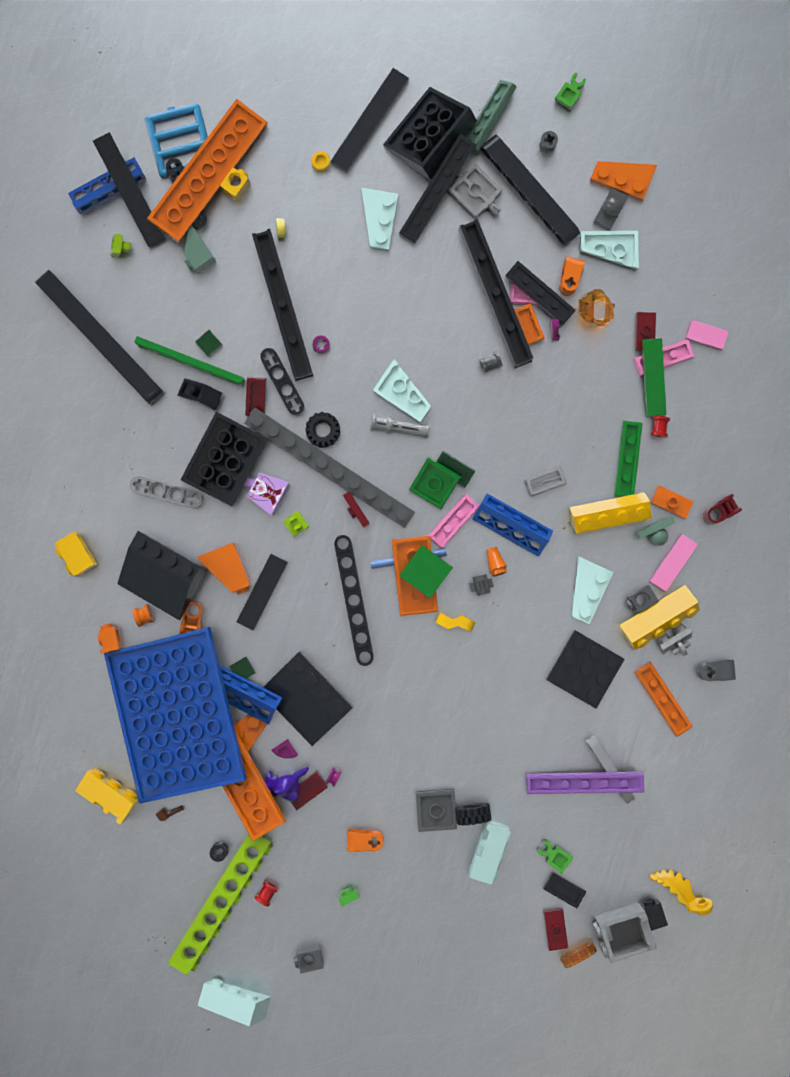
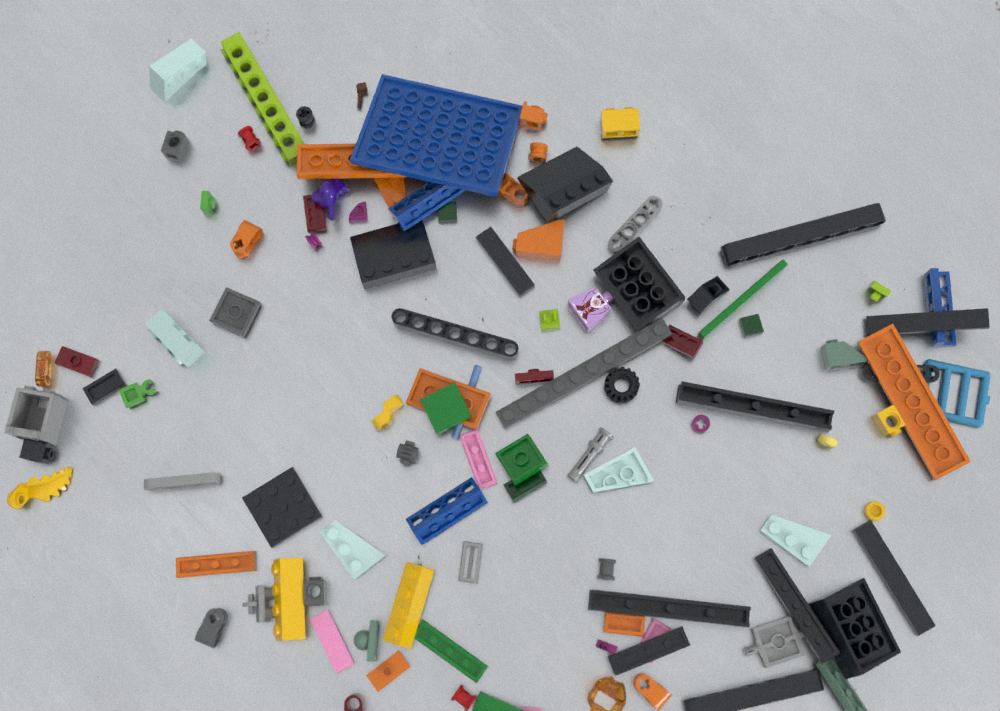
camera: 120 degrees right, 10 degrees down
(107, 794) = (402, 52): yellow wedge -> none
(283, 381) = (683, 372): black beam -> none
(473, 814) = (213, 339): black tyre -> none
(496, 563) = (421, 477): orange cone -> none
(585, 782) = (182, 452): medium lavender tile -> none

